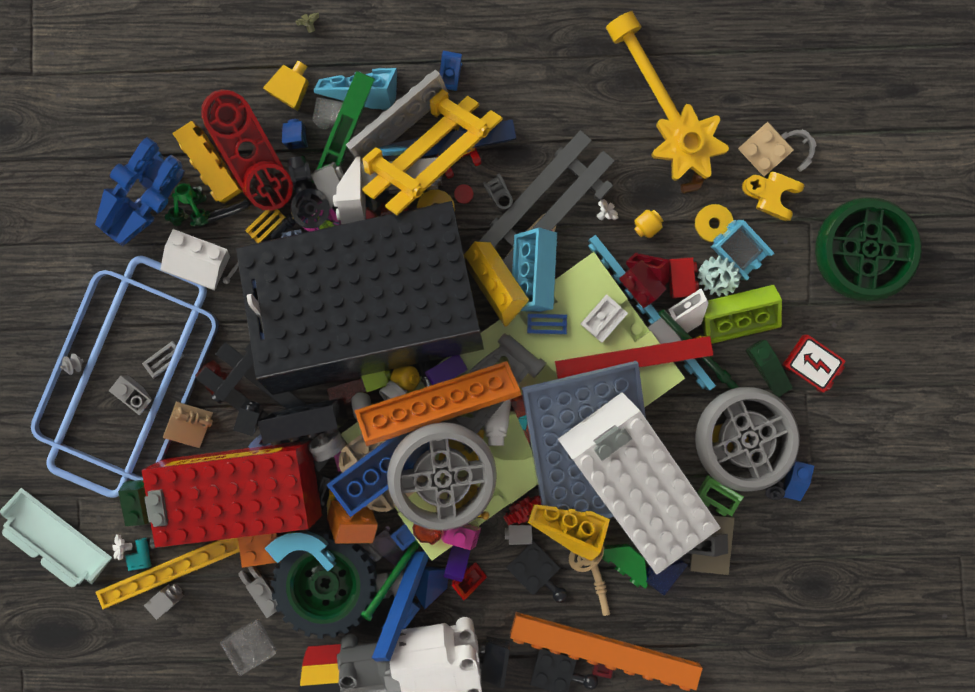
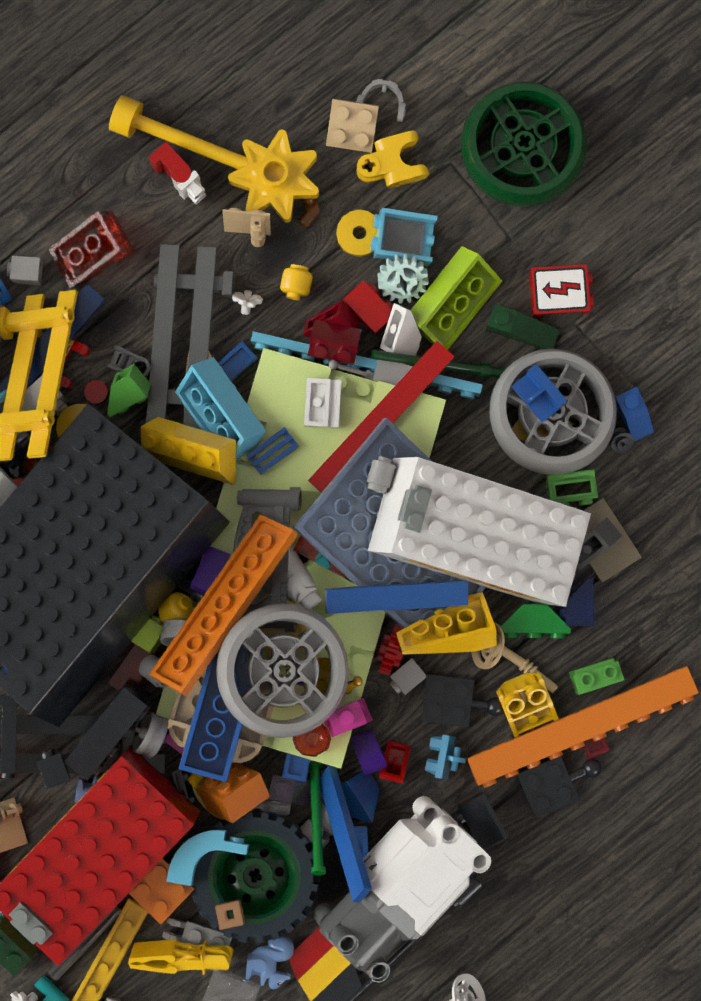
camera: 40 degrees left, 5 degrees down
(235, 592) = (174, 956): none -> yellow arm
(285, 605) = (223, 921): none -> medium nougat piece
(289, 640) = (264, 961): none -> medium blue animal
(479, 78) = (25, 270): none -> light grey brick
(484, 209) = (127, 389): none -> bright green slope
(496, 606) = (448, 757): none -> dark azure hips
(533, 97) = (91, 248): none -> clear red slope
(552, 482) = (396, 596): none -> blue tile
(570, 245) = (237, 361): none -> blue tile
(582, 608) = (526, 702): none -> yellow slope
(605, 398) = (380, 475): none -> light grey brick
(629, 91) = (175, 167): none -> red hips
(639, 627) = (596, 676): none -> bright green window
(647, 321) = (333, 364): none -> light grey hinge
(652, 164) = (254, 223): none -> tan hinge
(749, 423) = (539, 393): none -> blue panel

